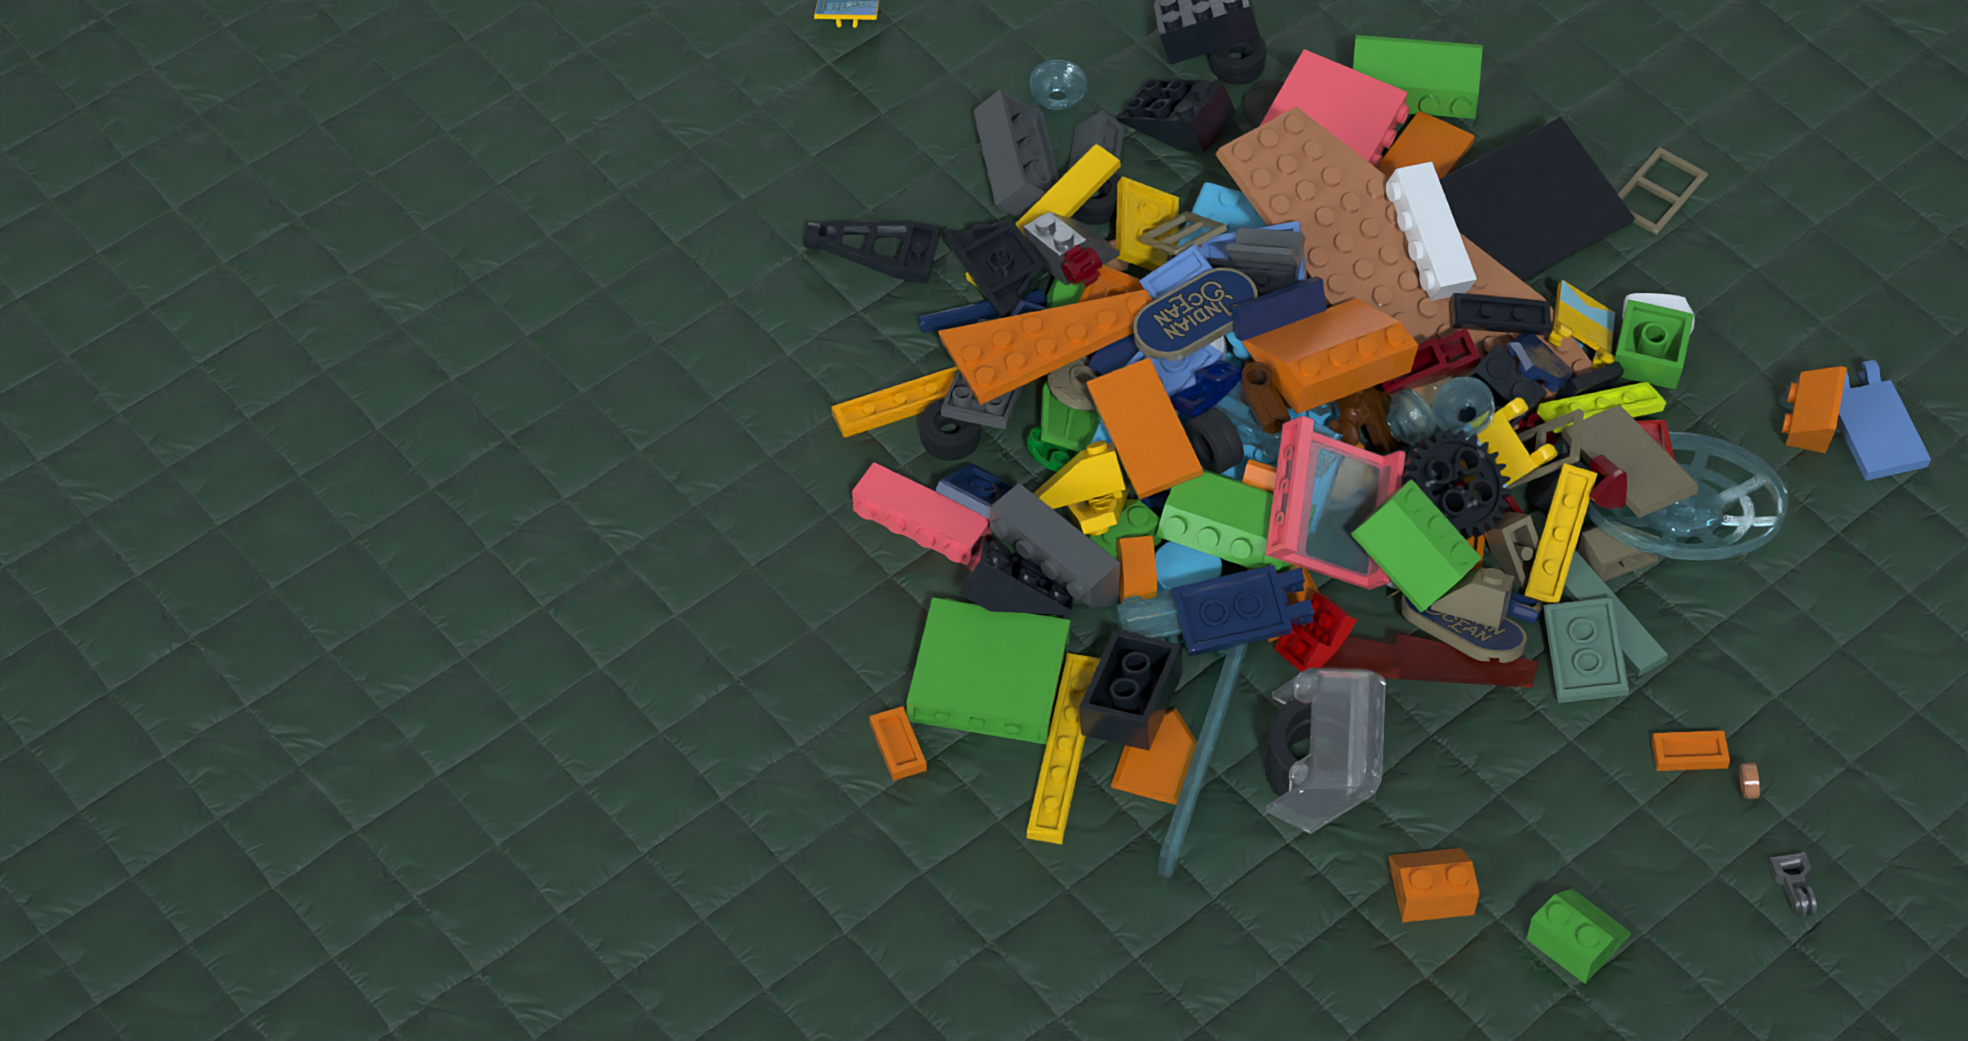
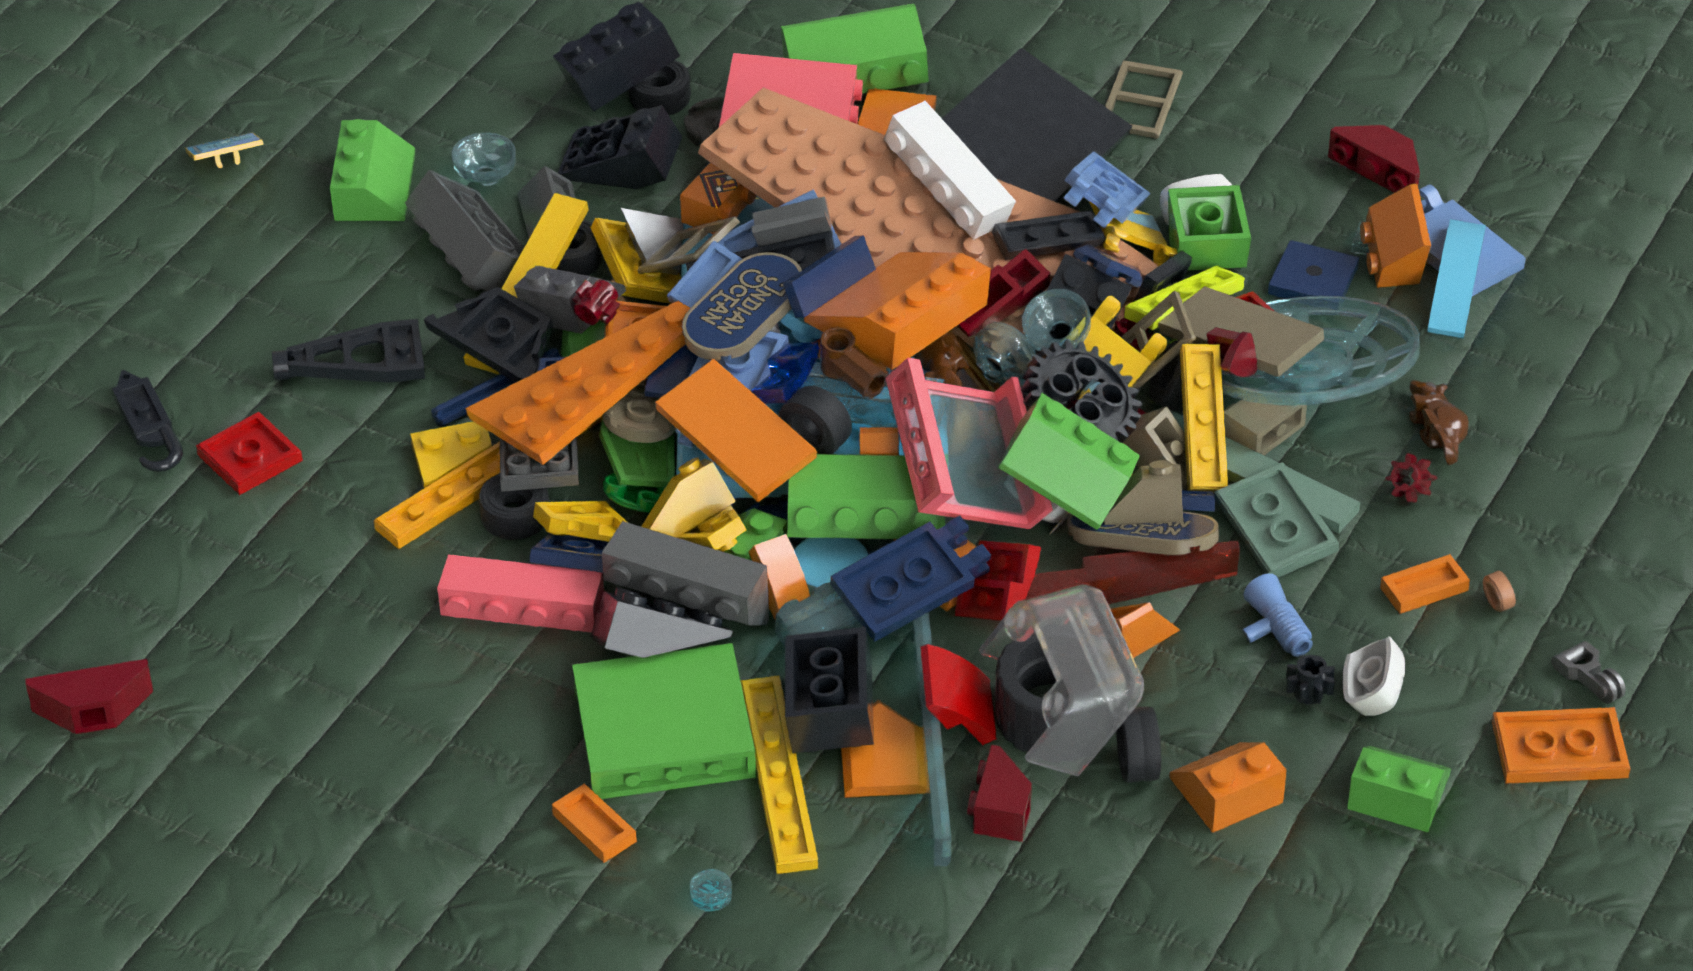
camera: 20 degrees left, 10 degrees down
(548, 498) = (91, 696): none -> dark red slope
(686, 254) = (147, 419): none -> black plate
(757, 310) = (249, 453): none -> red tile
(915, 358) = (447, 448): none -> yellow wing
(958, 70) = (370, 173): none -> bright green slope
(966, 835) = (710, 890): none -> clear light blue tile
(997, 462) = (579, 518): none -> yellow wing
(1161, 207) = (650, 233): none -> flat silver slope
(1219, 196) = (713, 198): none -> orange brick
(1235, 835) = (1003, 798): none -> dark red slope
(1237, 726) = (958, 692): none -> red slope
(1368, 827) = (1139, 746): none -> black tyre
(1412, 714) = (1142, 627): none -> orange slope
(1545, 810) = (1310, 679): none -> black gear
(1547, 742) = (1279, 616): none -> medium blue piece
(1574, 280) = (1106, 188): none -> medium blue tile
(1600, 827) = (1374, 677): none -> white piece
(1722, 647) = (1420, 475): none -> dark red gear
(1731, 414) = (1312, 272): none -> dark blue tile
(1737, 942) = (1560, 745): none -> orange tile
(1778, 598) = (1443, 422): none -> reddish brown animal
(1843, 315) = (1376, 154): none -> dark red slope
(1857, 459) = (1456, 278): none -> medium azure slope

